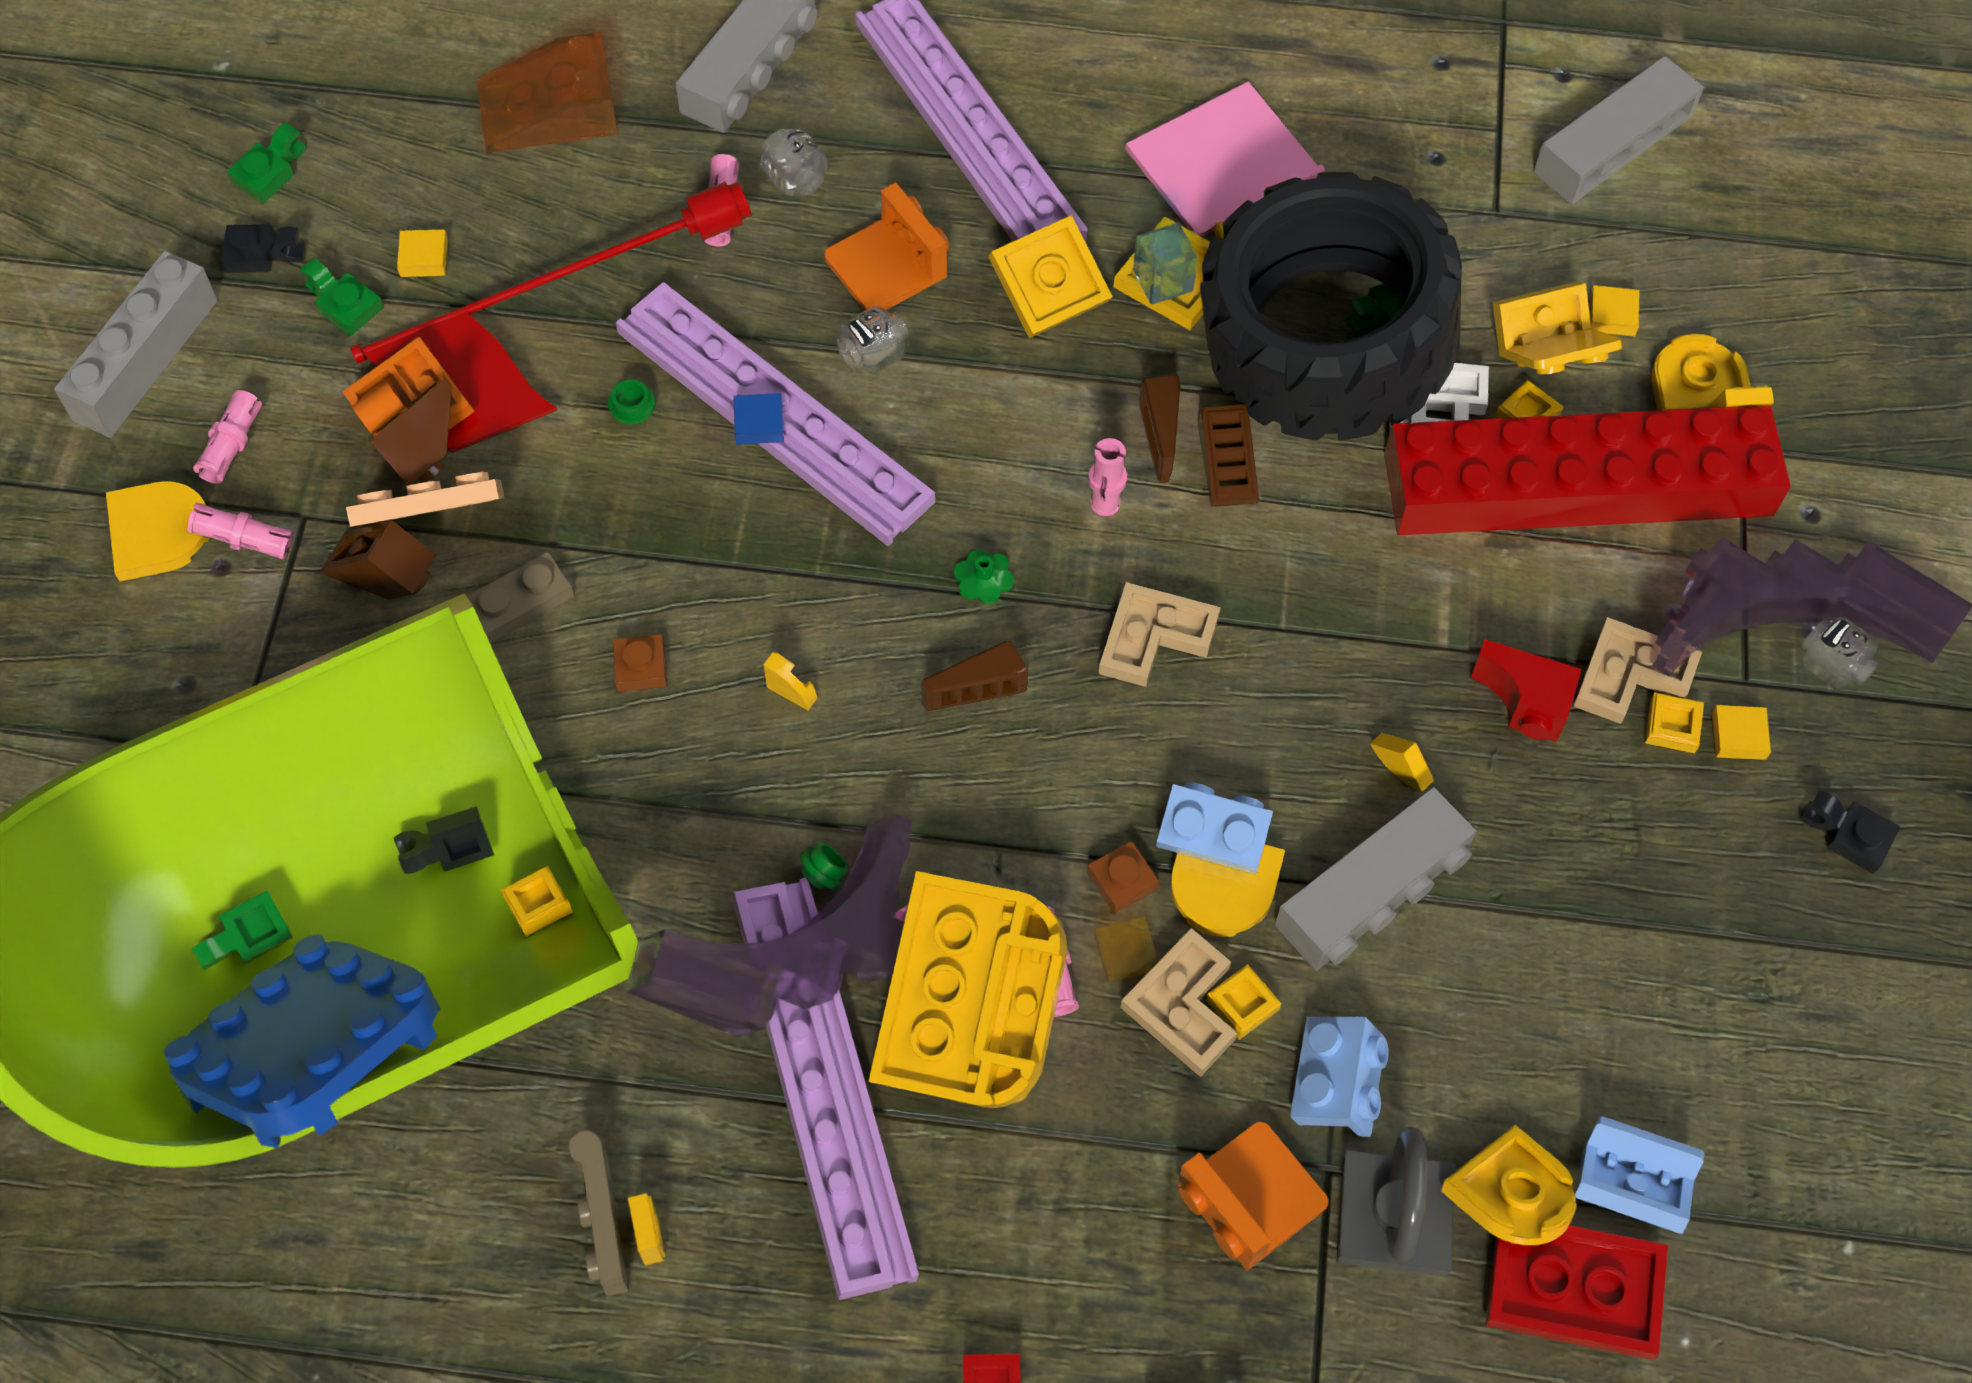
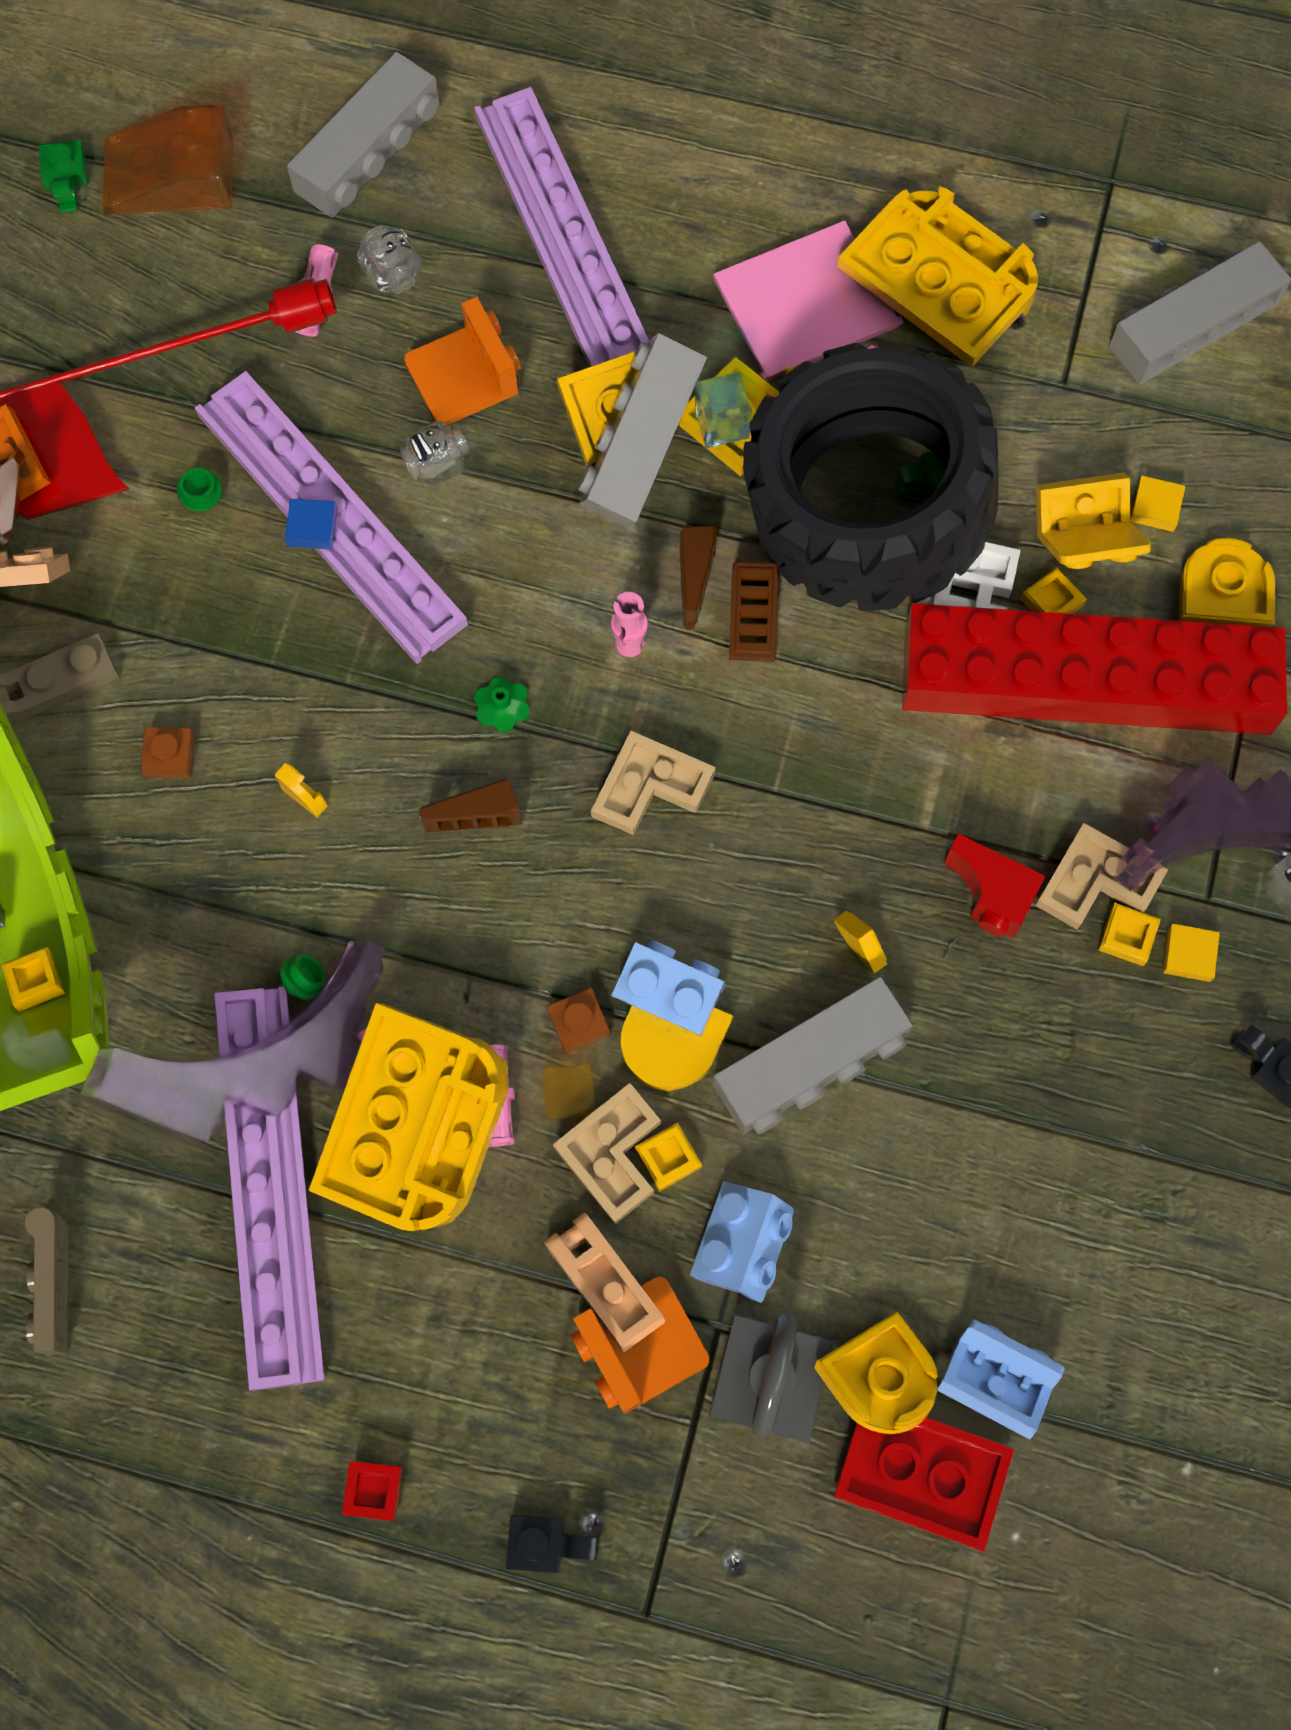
camera: 10 degrees right, 10 degrees up
(422, 253) = (28, 313): yellow tile -> none
(438, 114) = (62, 170): none -> green plate
(646, 1229) = (87, 1302): yellow tile -> none
(1085, 292) = (641, 431): none -> light grey brick
(1204, 1127) = (605, 1283): none -> light nougat plate
(1356, 114) = (943, 271): none -> yellow plate
(1744, 397) = (1261, 616): yellow tile -> none

